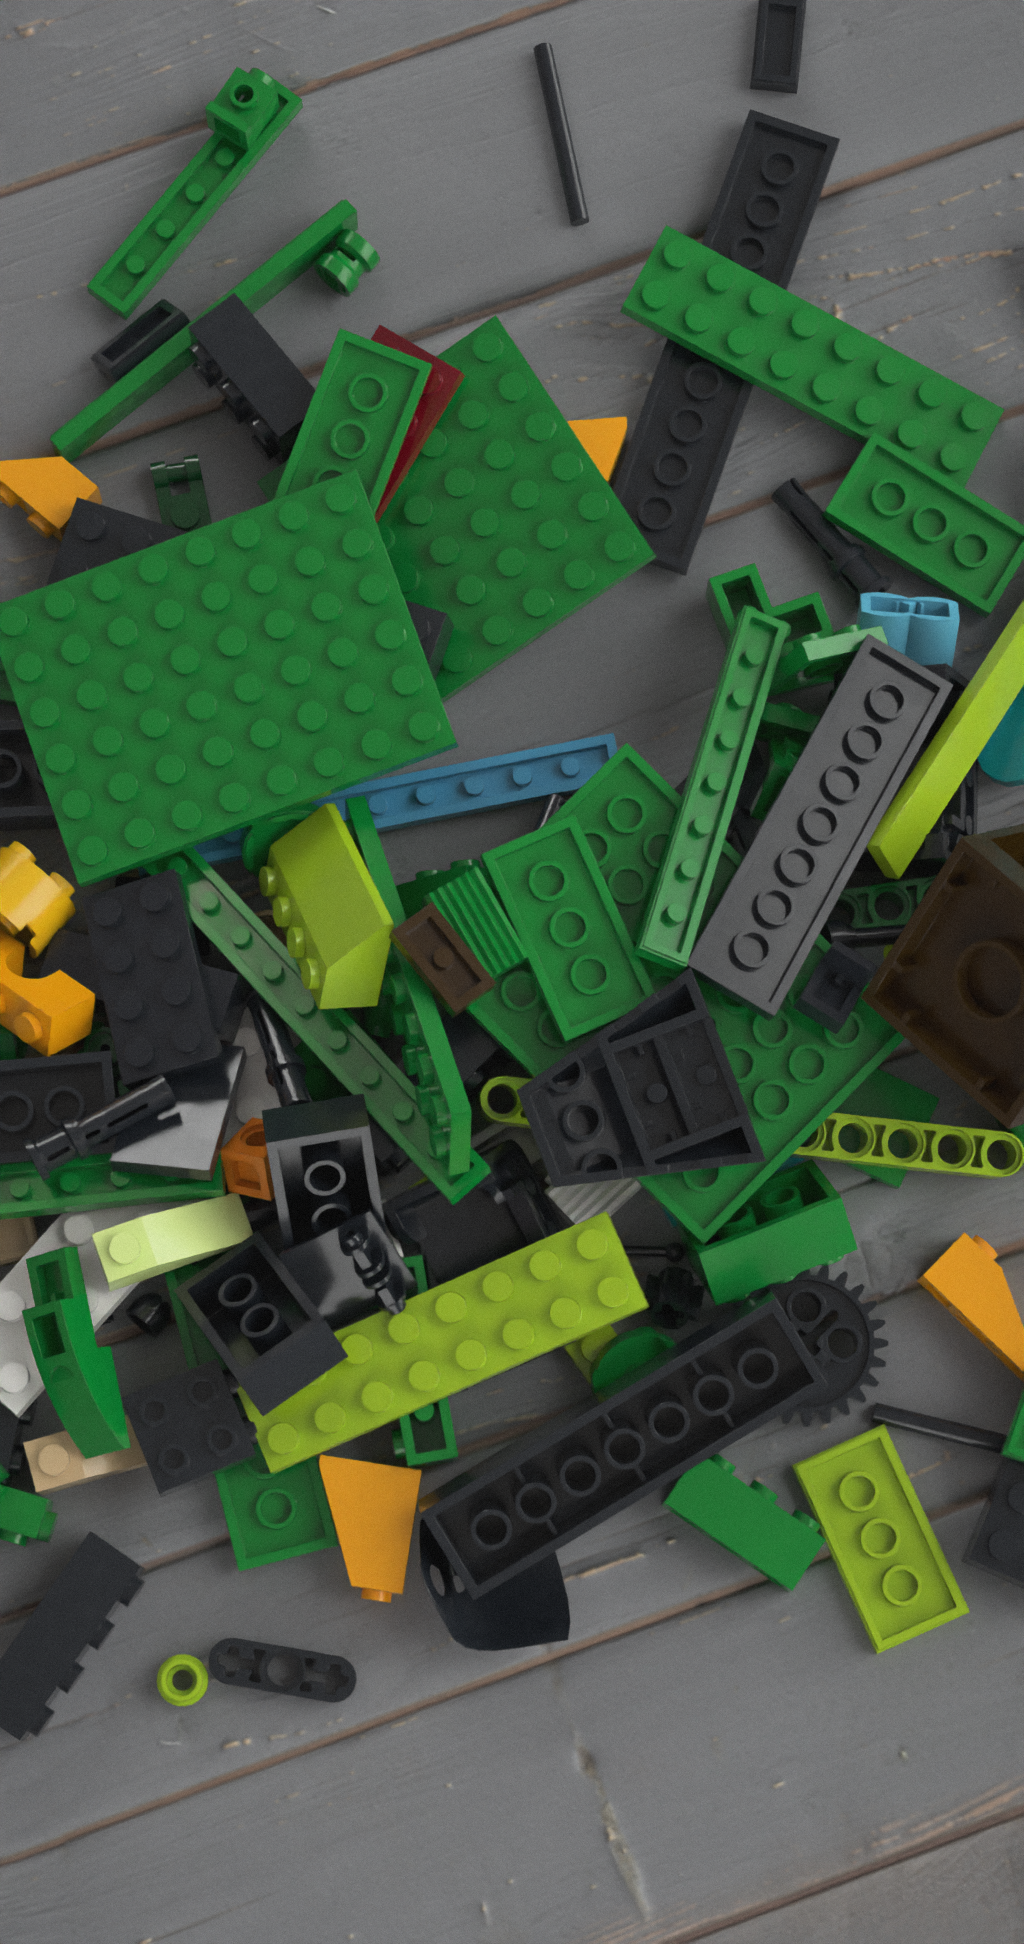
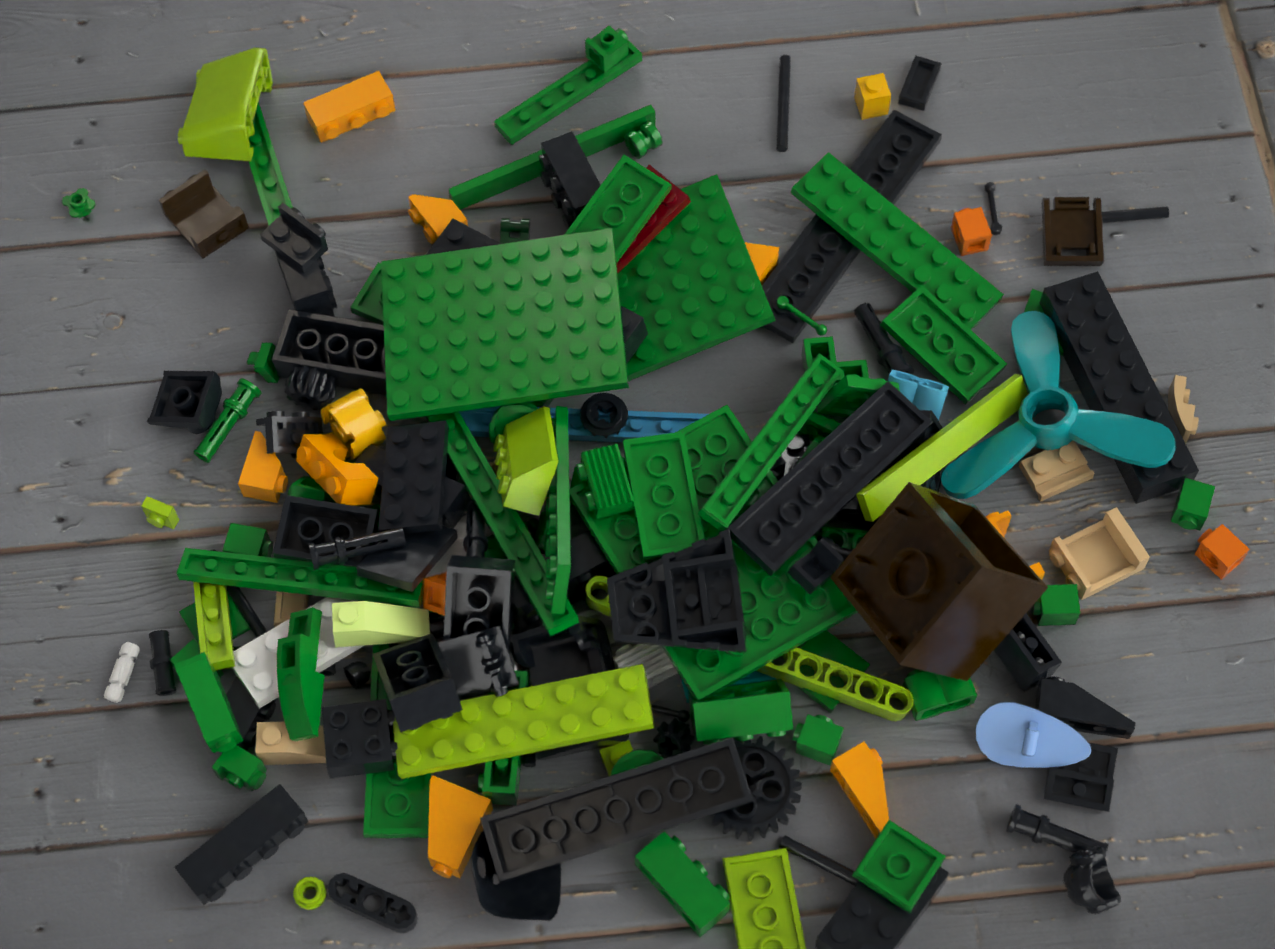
camera: 20 degrees right, 15 degrees down
(139, 340) = (513, 153): black tile -> none
(422, 809) = (606, 403): none -> black gear
(442, 959) = (581, 487): dark brown plate -> none
(655, 512) = (782, 302): none -> green hinge
(708, 92) = (872, 96): none -> yellow brick
(891, 1239) = (818, 738): none -> green brick
(926, 306) = (971, 231): none -> orange brick
(963, 287) = (996, 228): none -> black hinge

